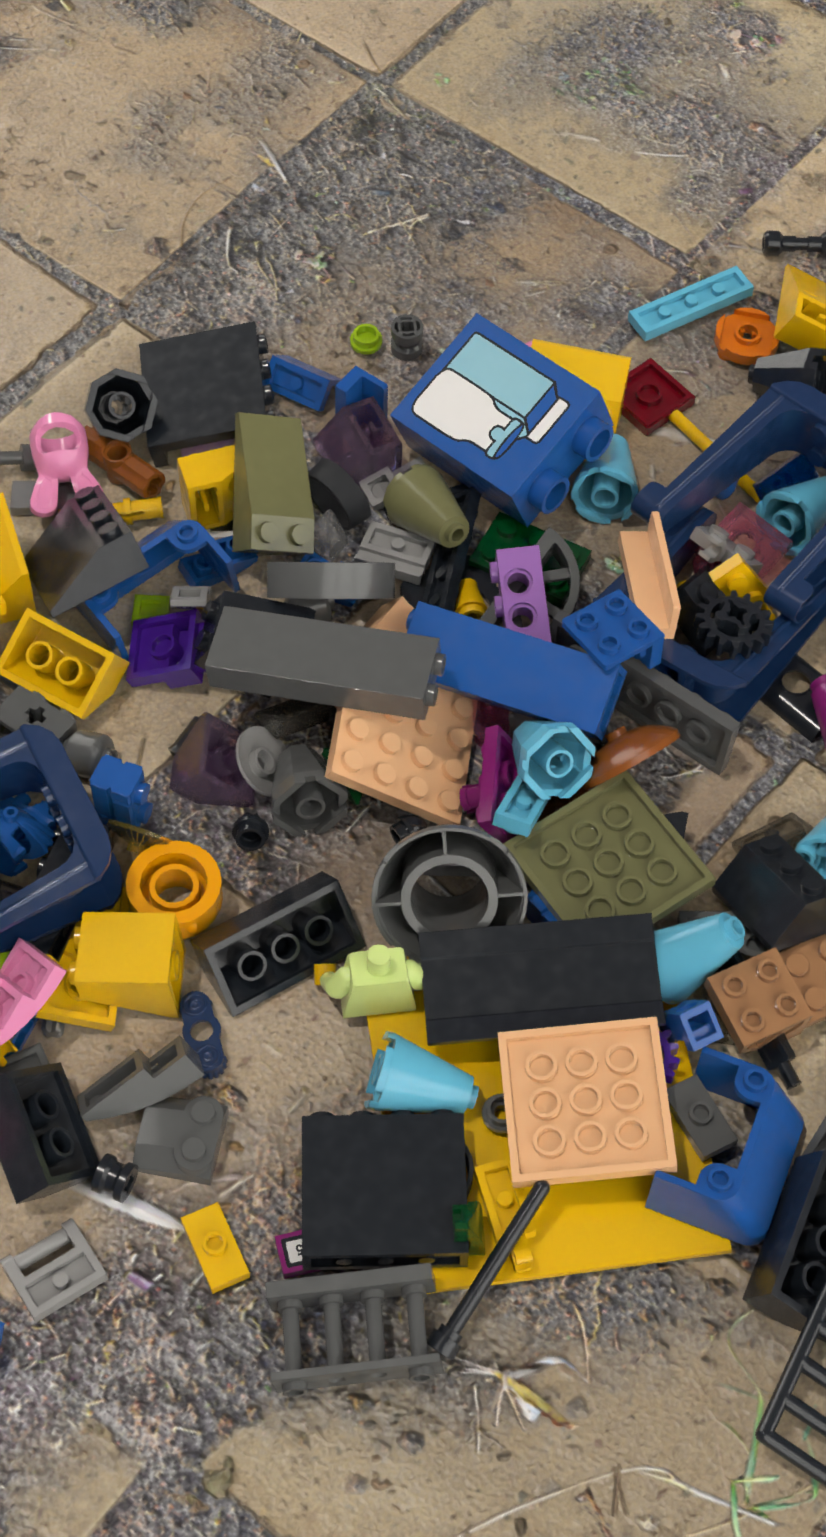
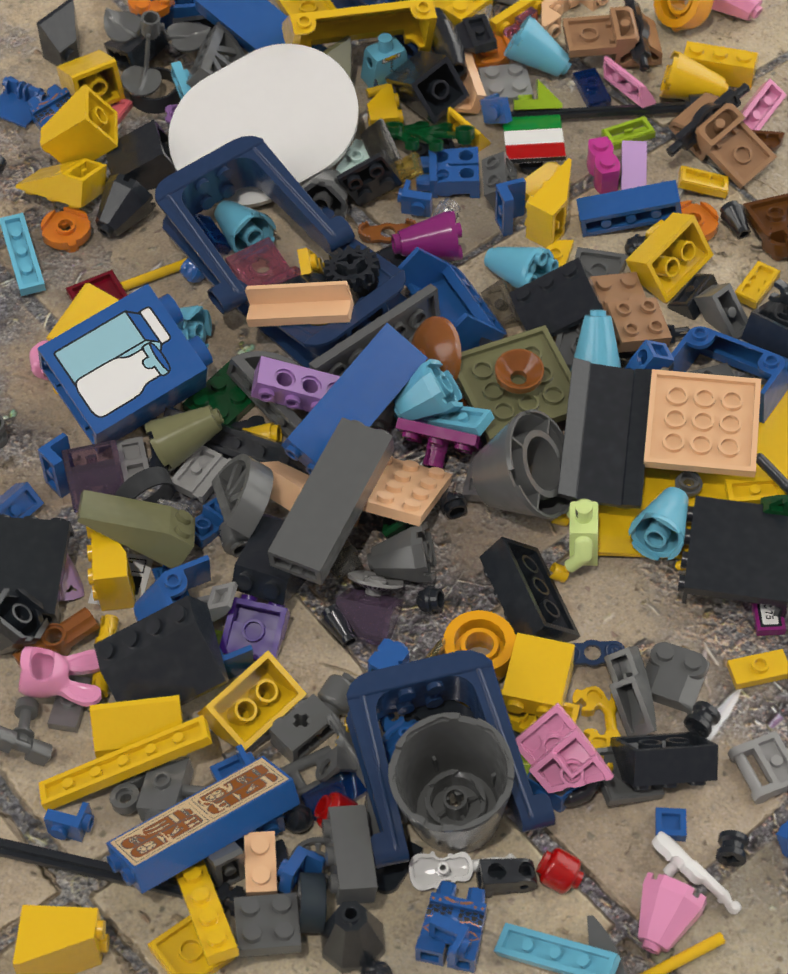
camera: 75 degrees left, 5 degrees down
(70, 1055) = (594, 699): none -> yellow helmet
(608, 835) = (519, 363): none -> dark orange piece
(615, 631) = (355, 321): blue bracket -> none
(720, 547) = (274, 271): light grey plate -> none
(754, 787) = (457, 297): none -> blue windscreen

